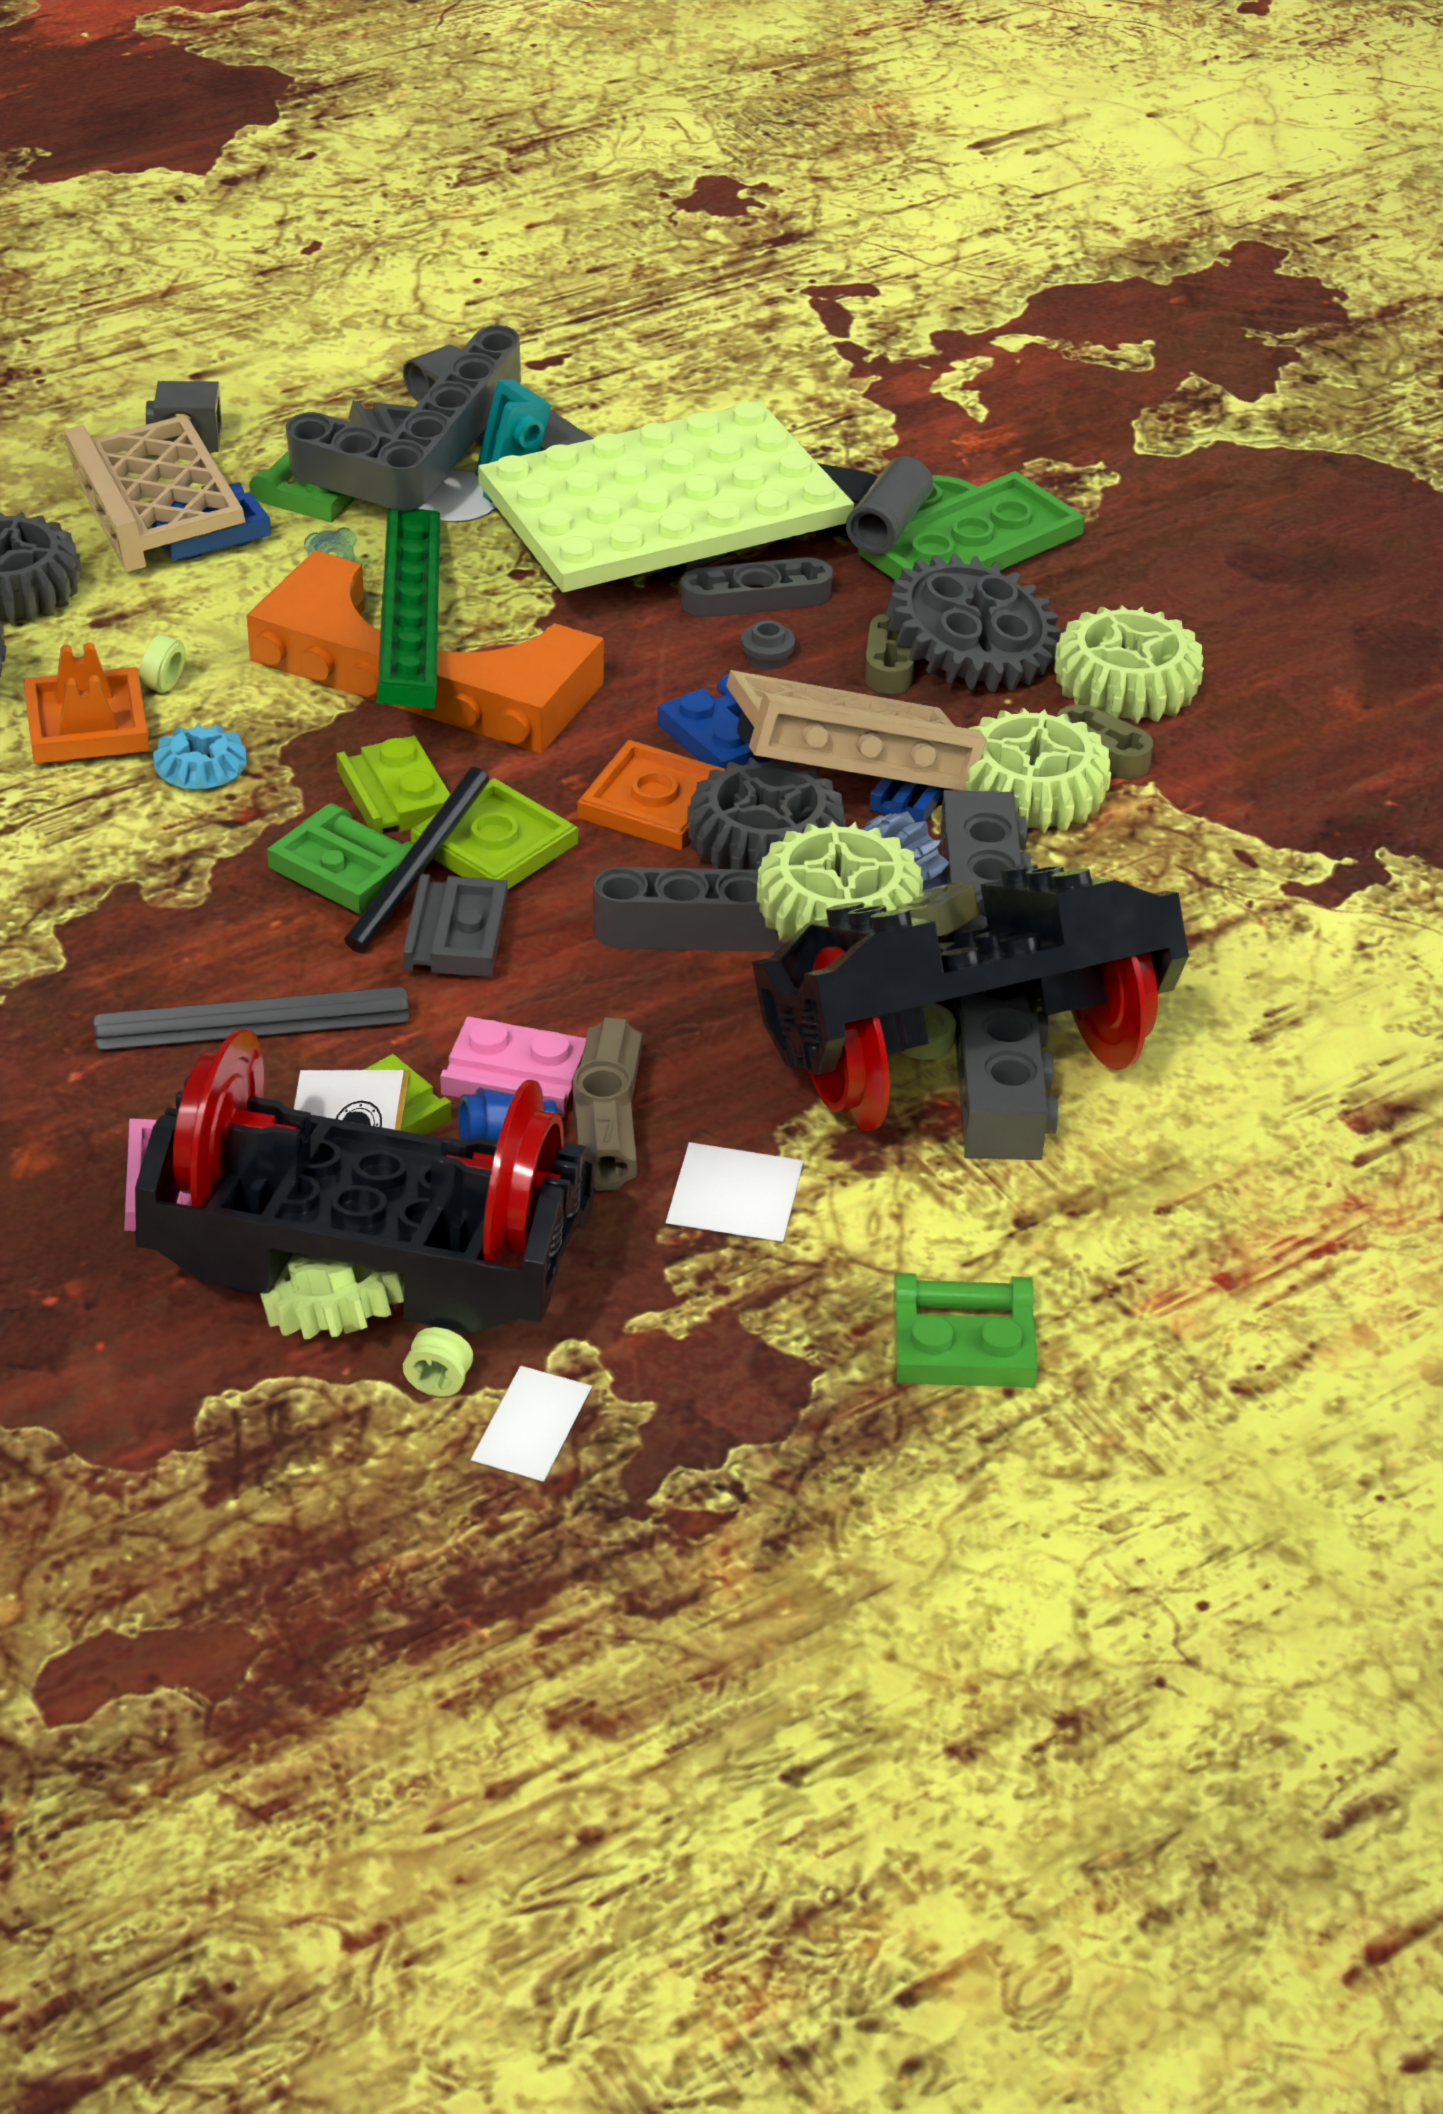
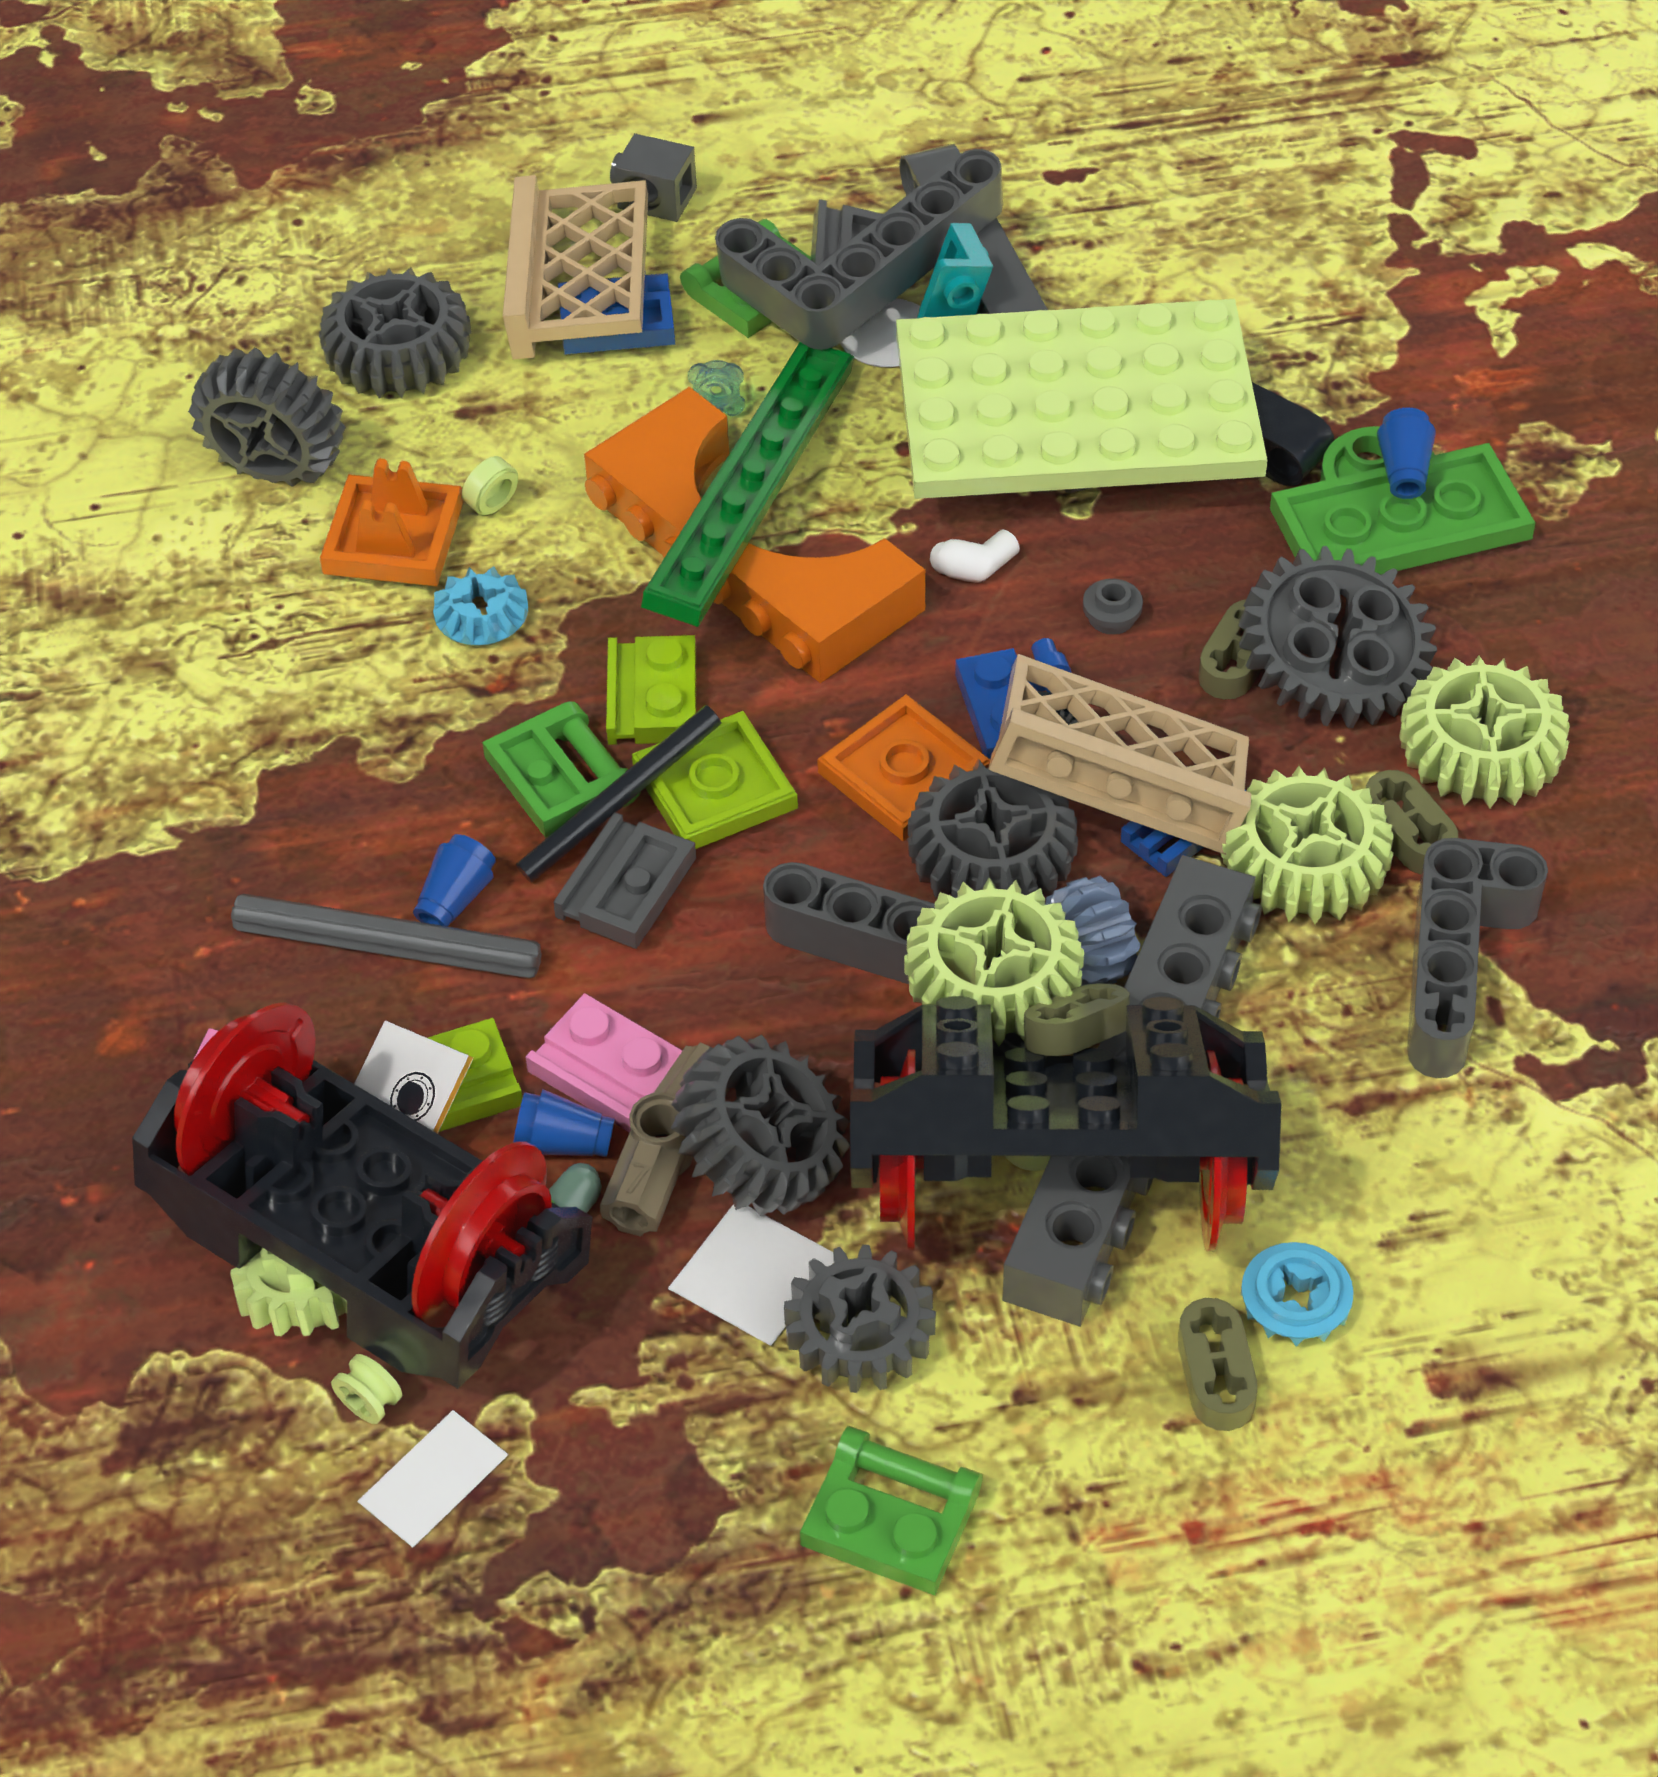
camera: 25 degrees right, 10 degrees up
(297, 955) = (454, 880): none -> blue cone
(629, 636) = (972, 560): none -> white arm
(696, 1063) = (747, 1140): none -> dark grey gear
(729, 590) = (1180, 517): dark grey beam -> none
(858, 1192) = (872, 1340): none -> dark grey gear
(889, 505) = (1312, 466): dark grey pin -> none
(959, 480) = (1406, 449): none -> blue cone
(1182, 792) = (1460, 890): none -> dark grey beam
(1184, 1147) = (1202, 1366): none -> olive beam
(1209, 1067) = (1305, 1269): none -> medium azure gear

